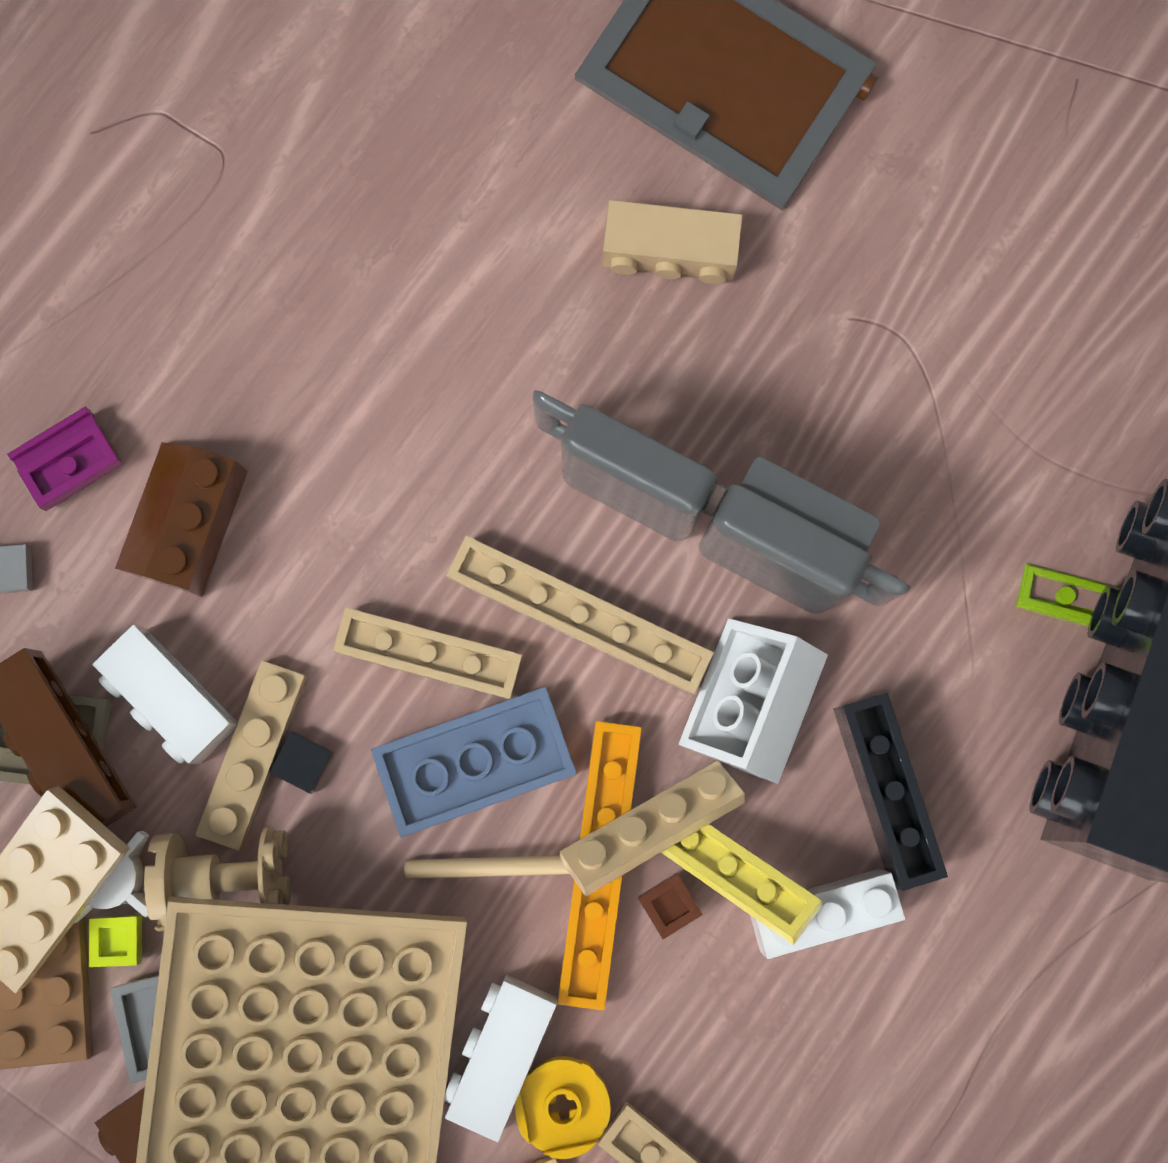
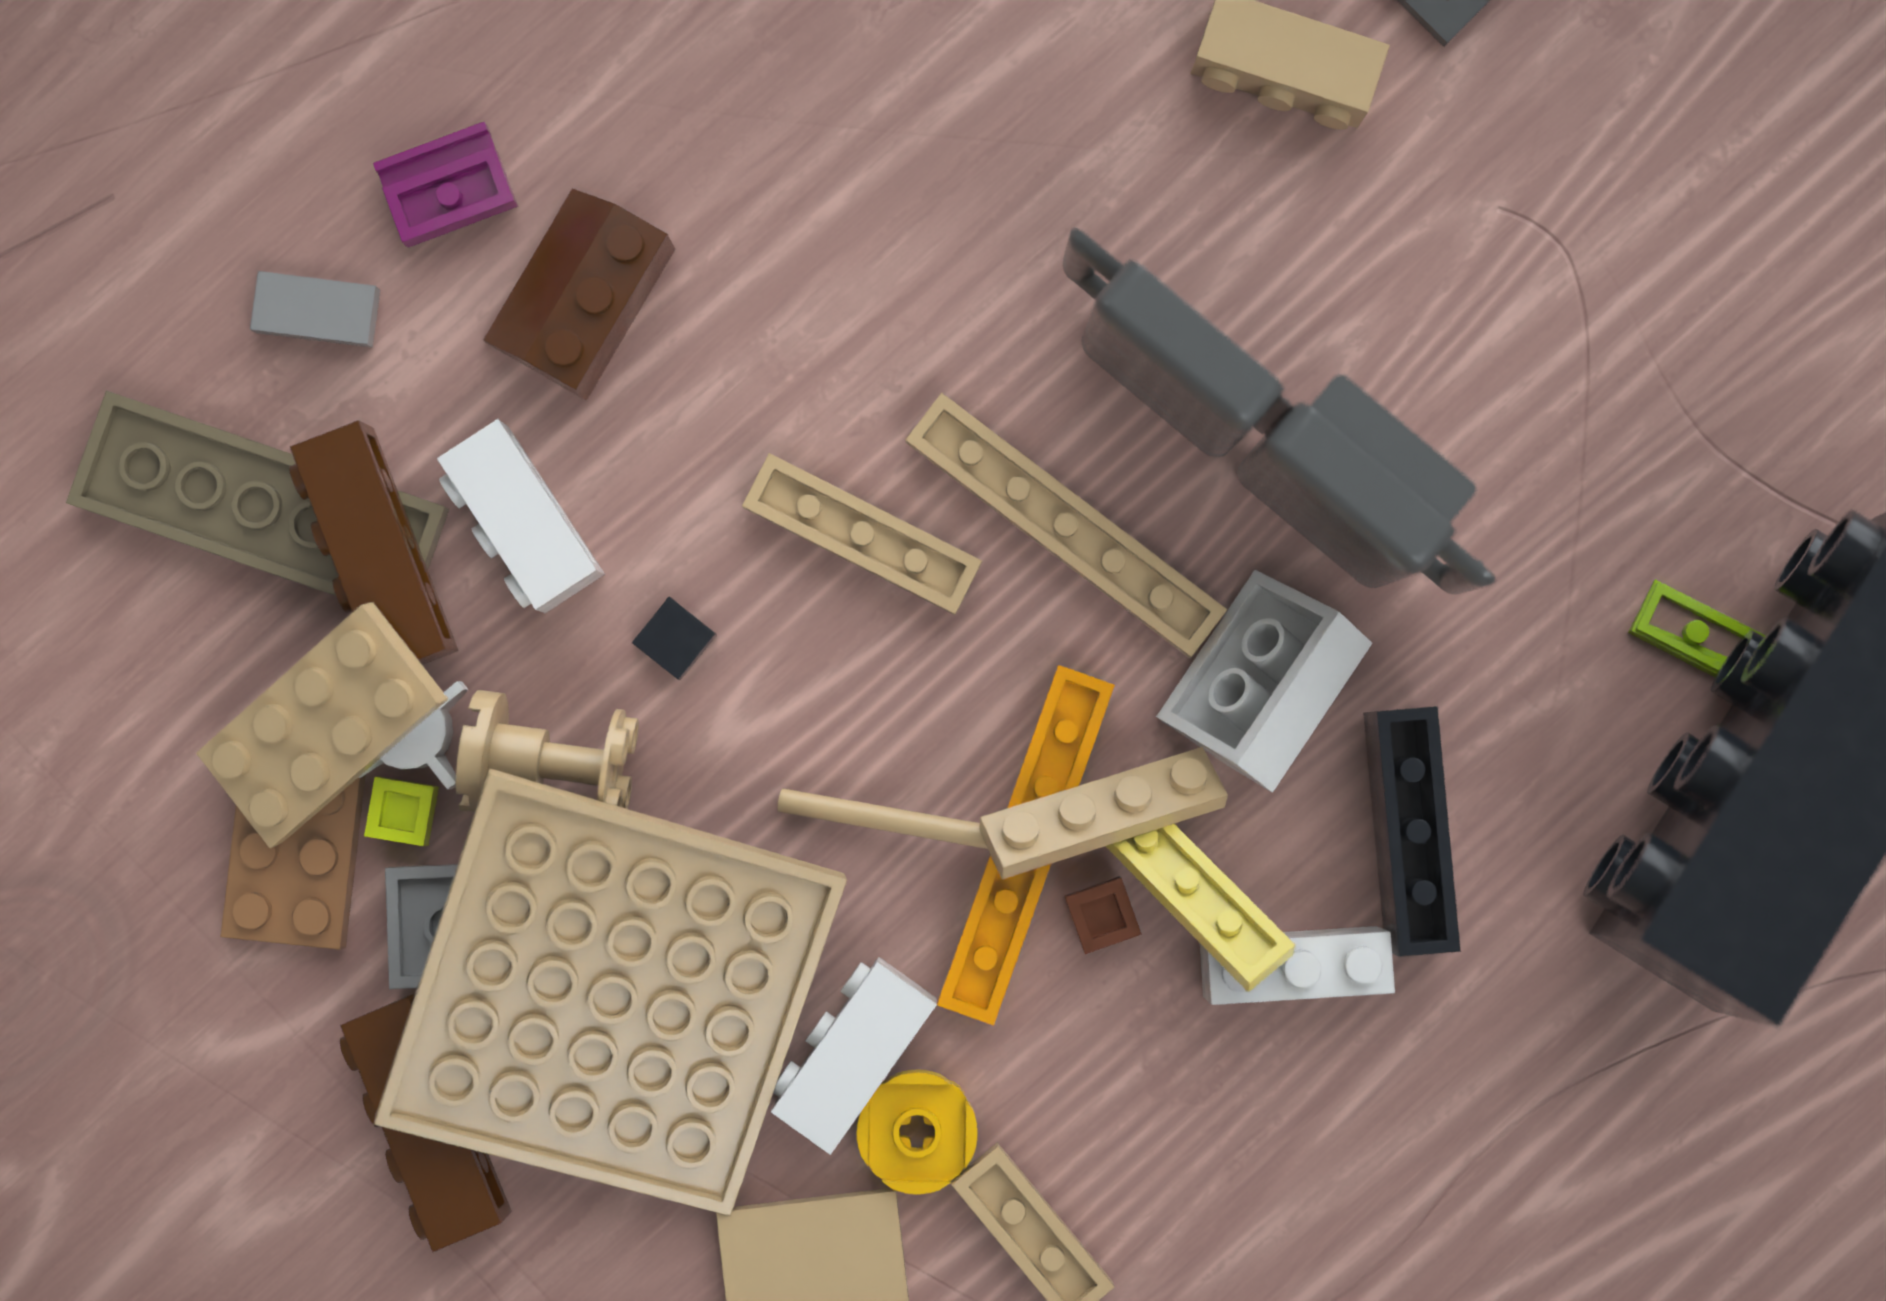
camera: 10 degrees right, 5 degrees up
(251, 756) = (613, 616): tan plate -> none
(473, 762) = (893, 683): sand blue plate -> none

